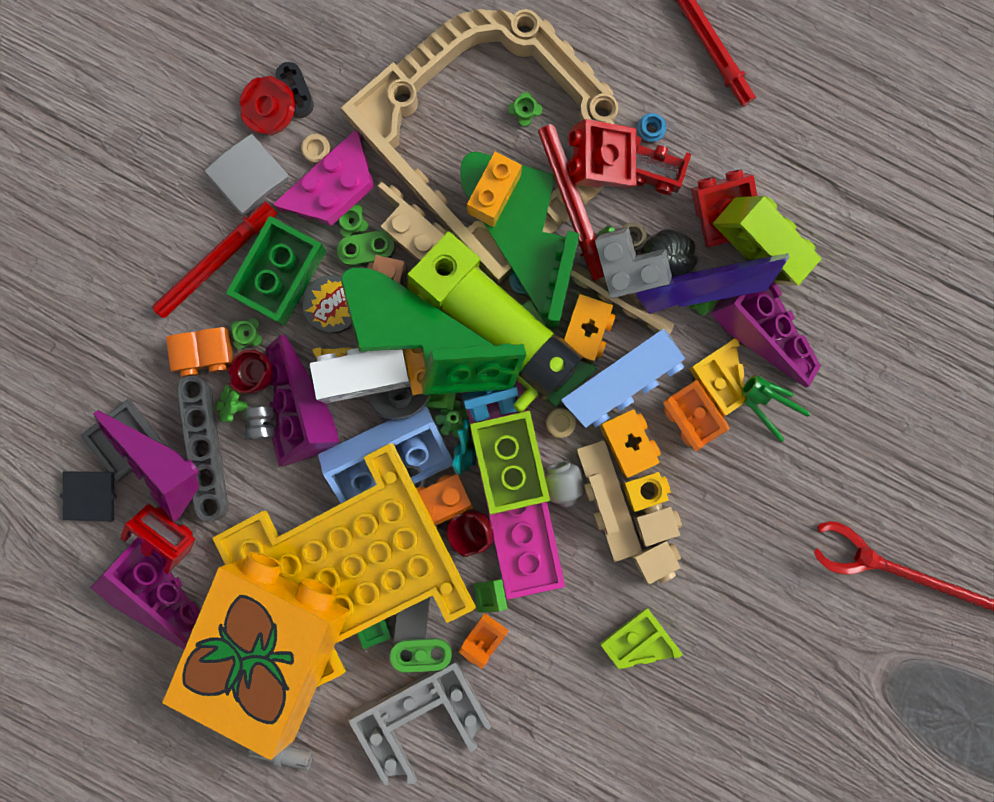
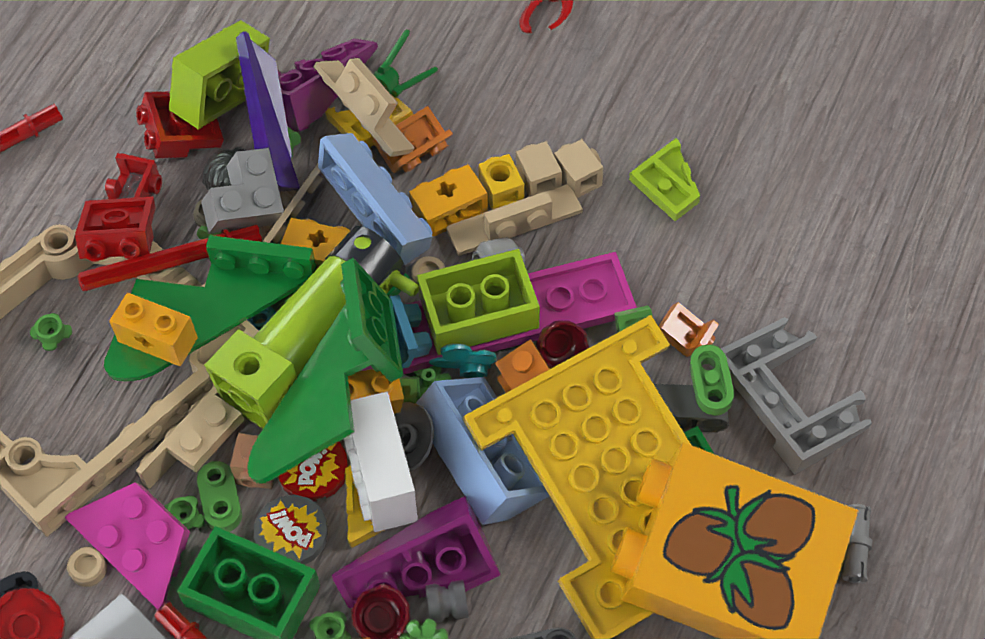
camera: 90 degrees left, 25 degrees down
(655, 120) = (77, 196): dark azure plate -> none
(723, 372) = (367, 100): none -> tan bracket

